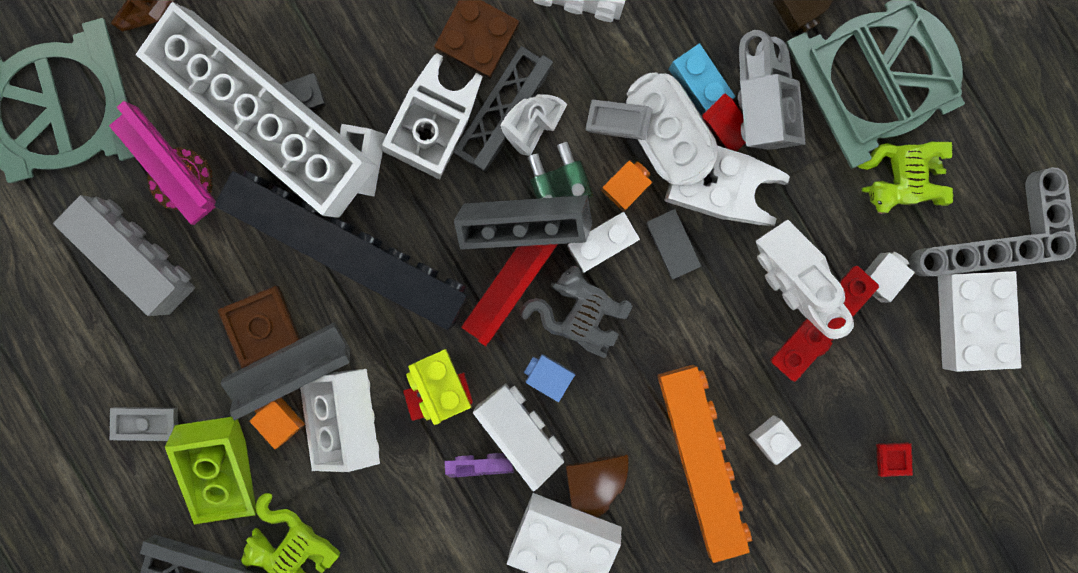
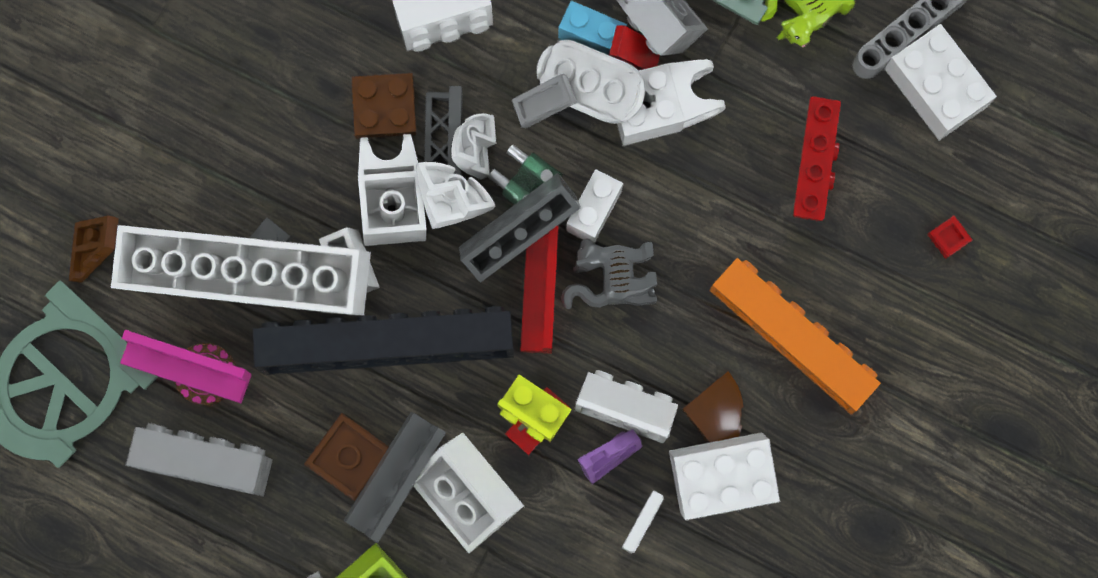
camera: 30 degrees left, 10 degrees down
(276, 422) = (413, 526): orange brick -> none
(471, 539) = (642, 522): none -> white tile
(480, 156) = (450, 196): none -> white brick
(548, 376) = (620, 344): medium blue brick -> none
(627, 185) = (584, 149): orange brick -> none
(673, 244) = (653, 174): dark grey tile -> none
(775, 440) = (840, 279): white brick -> none
(804, 278) = (774, 130): white brick -> none
(890, 273) = (844, 87): white brick -> none

